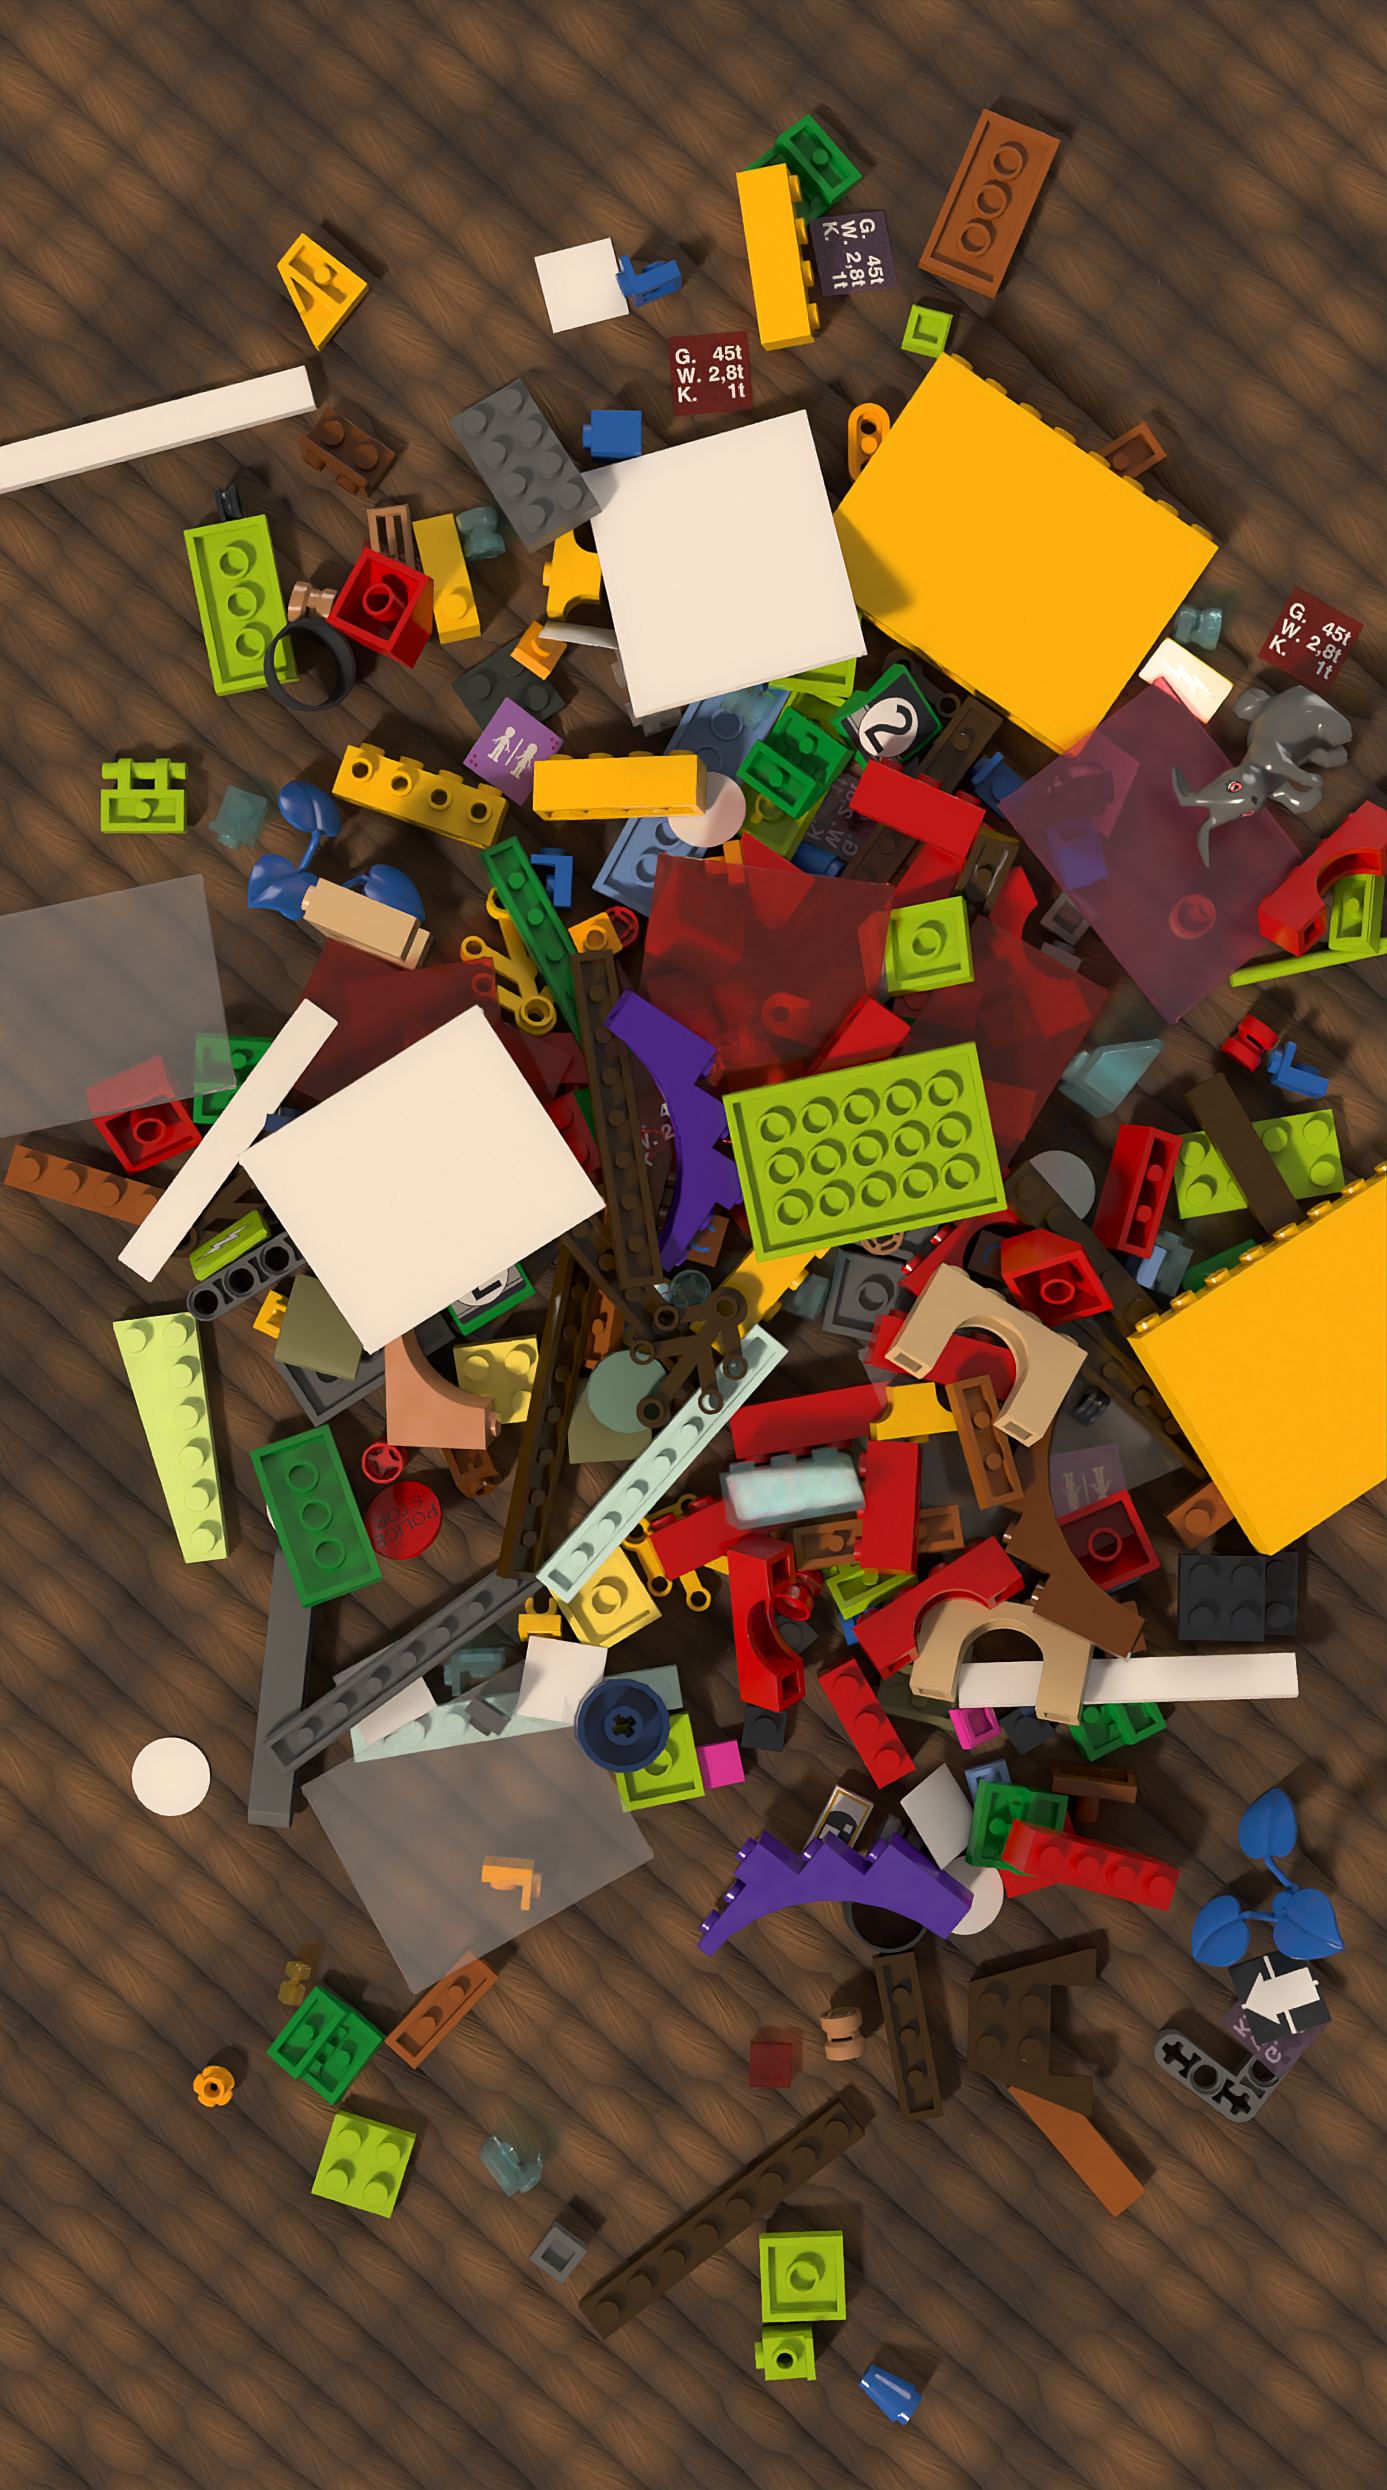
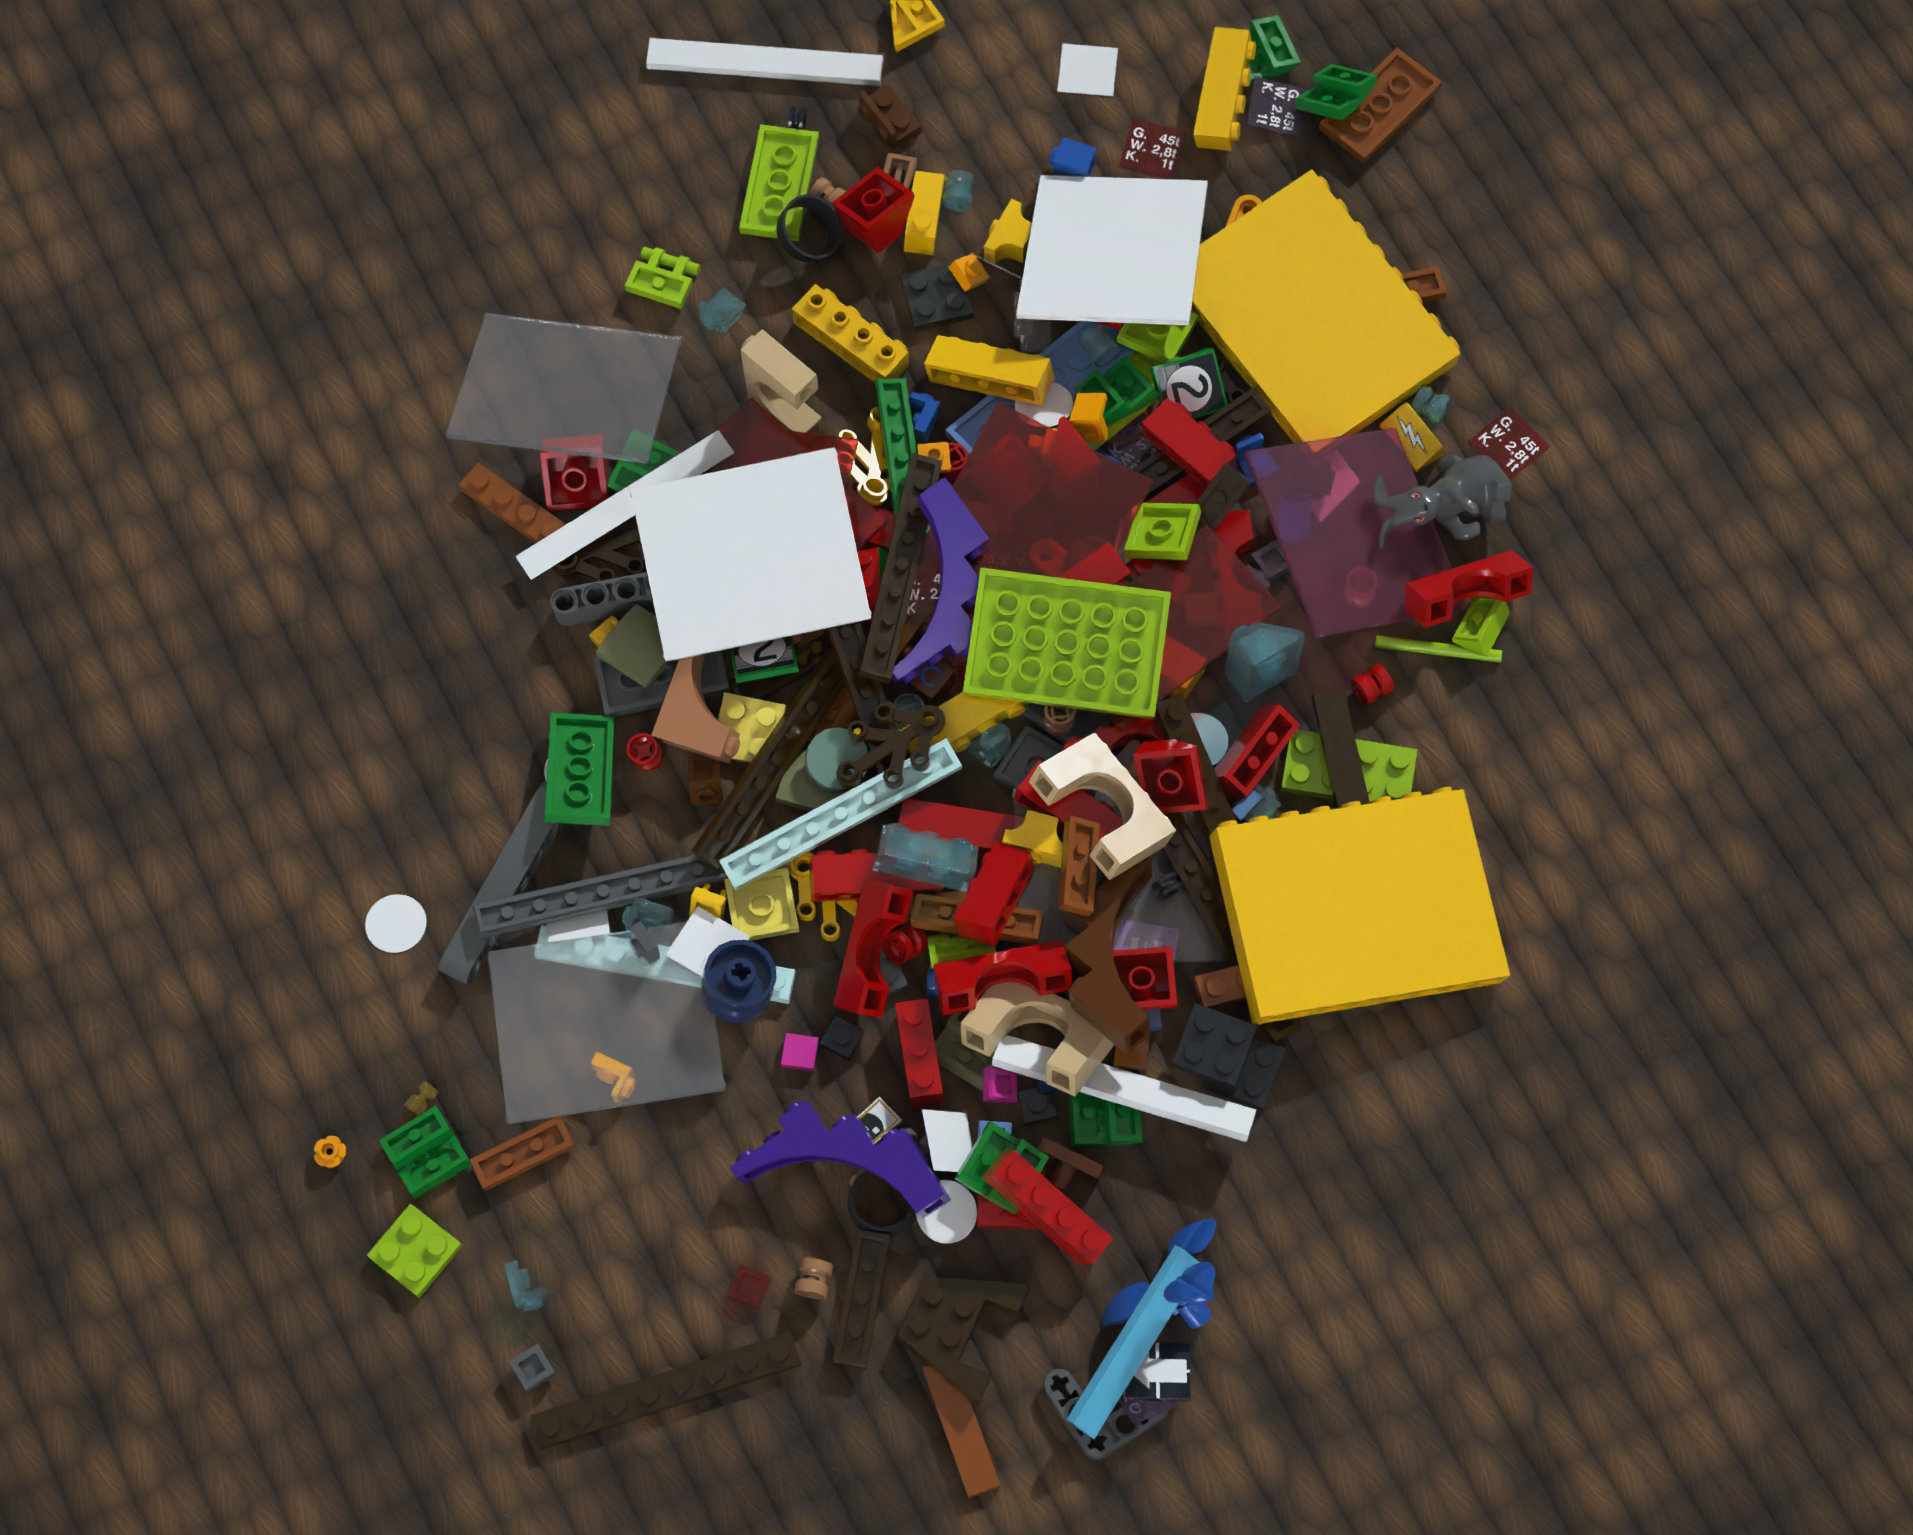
camera: 25 degrees right, 20 degrees down
(173, 1402) = (511, 668): yellowish green wing -> none
(230, 1245) = (597, 573): lime slope -> none
(280, 887) = (731, 338): blue plant -> none
(403, 1520) = (640, 798): red piece -> none
(509, 748) = (922, 323): medium lavender sticker -> none
(525, 466) = (1005, 158): dark grey plate -> none
(654, 282) = (1133, 80): blue bracket -> none
(671, 1776) = (757, 1041): lime plate -> none
(775, 816) = (1088, 416): none -> light orange panel
(790, 2339) = (686, 1514): lime brick -> none
(802, 2276) = (710, 1454): lime plate -> none
(926, 331) = (1309, 161): lime tile -> none
(927, 207) = (1336, 92): none -> green slope
(1248, 1987) = (1129, 1348): none -> medium azure tile
(1301, 1079) = (1399, 720): blue bracket -> none

